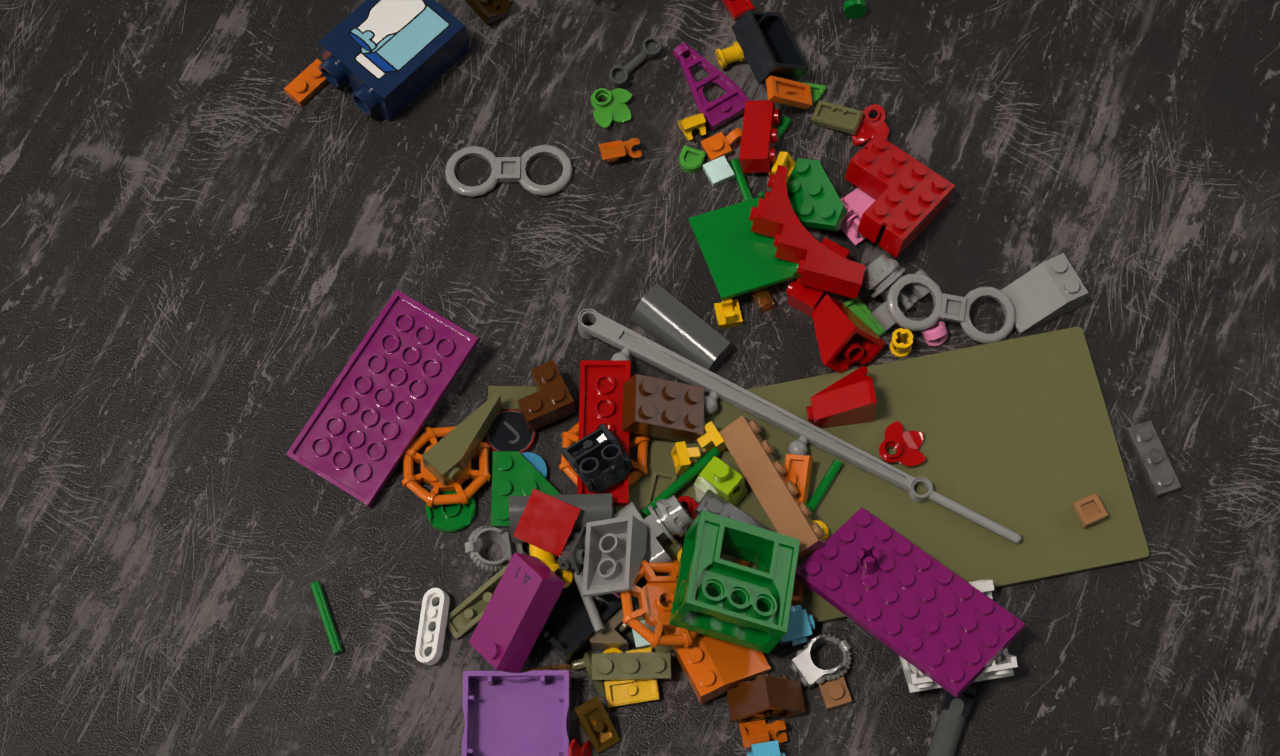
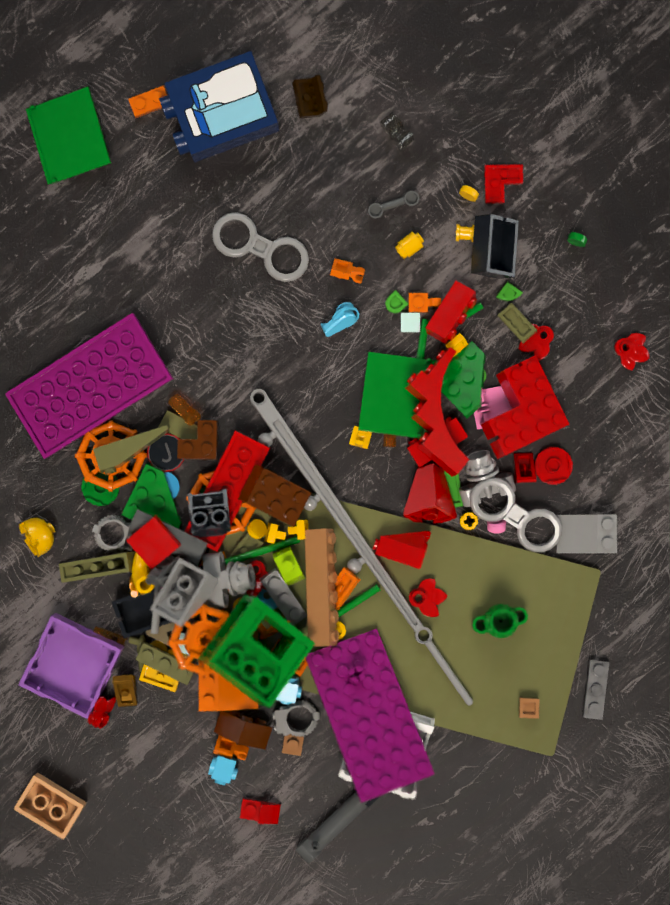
camera: 25 degrees right, 20 degrees up
(233, 153) = (68, 136): none -> green container
(399, 593) = (38, 535): none -> yellow cylinder
(432, 616) = (43, 572): white plate -> none
(508, 375) = (187, 412): none -> clear orange bar
(516, 613) = (104, 595): magenta brick -> none
(613, 109) = (361, 234): bright green plate -> none
(641, 199) = (341, 319): none -> medium azure piece
(661, 462) = (257, 529): none -> yellow tile
(675, 93) = (409, 245): none -> yellow brick
(680, 329) = (319, 435): dark grey brick -> none
(689, 123) = (409, 274): yellow tile -> none
(711, 15) = (469, 193): none -> yellow tile
(723, 108) = (441, 274): magenta plate -> none
(789, 92) = (490, 290): orange plate -> none
(933, 260) = (524, 468): none -> red slope
(962, 244) = (553, 465): none -> red tile
(978, 89) = (634, 350): none -> red plate
(999, 421) = (507, 625): none -> green beam

